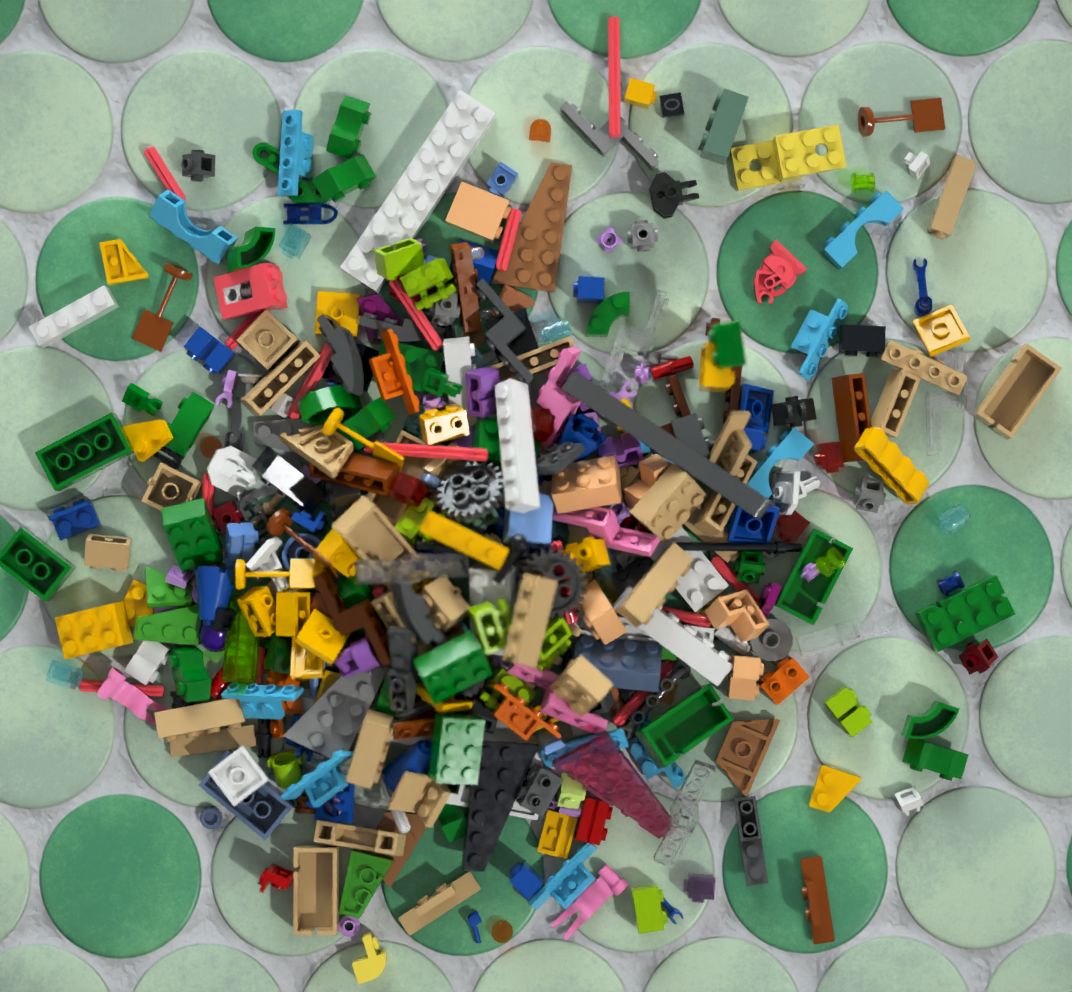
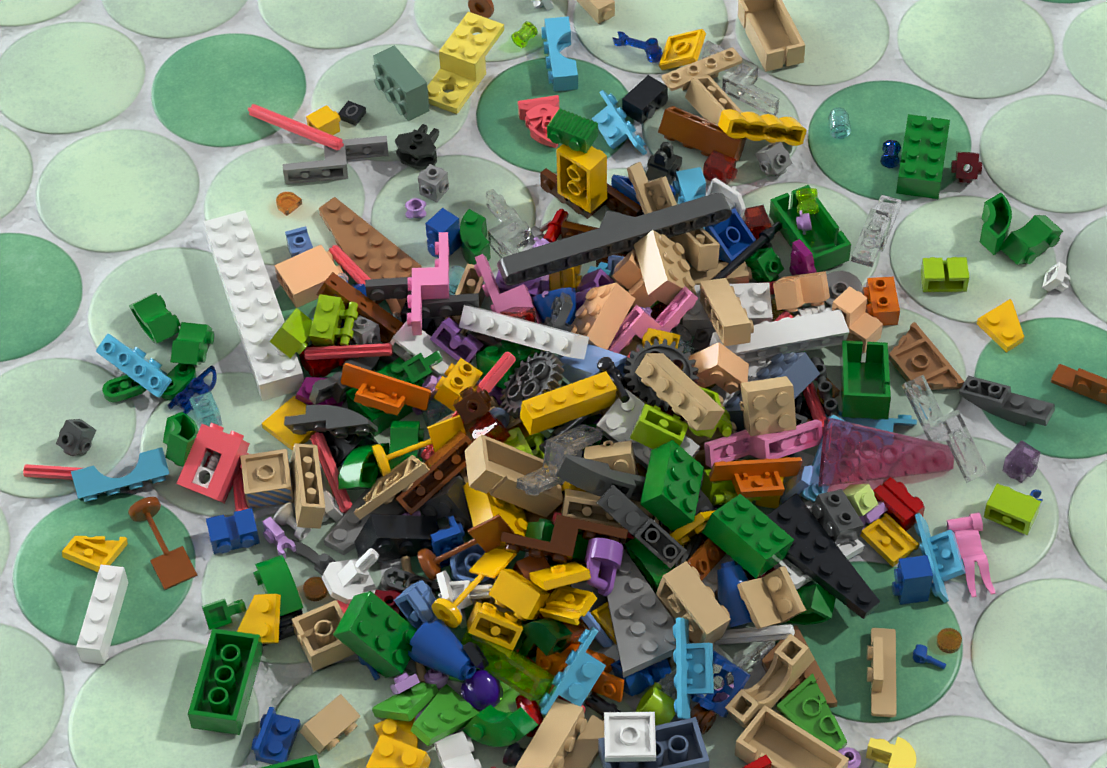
camera: 50 degrees left, 35 degrees down
(419, 460) = (465, 403): none -> reddish brown brick
(509, 336) = (428, 284): none -> bright pink bracket

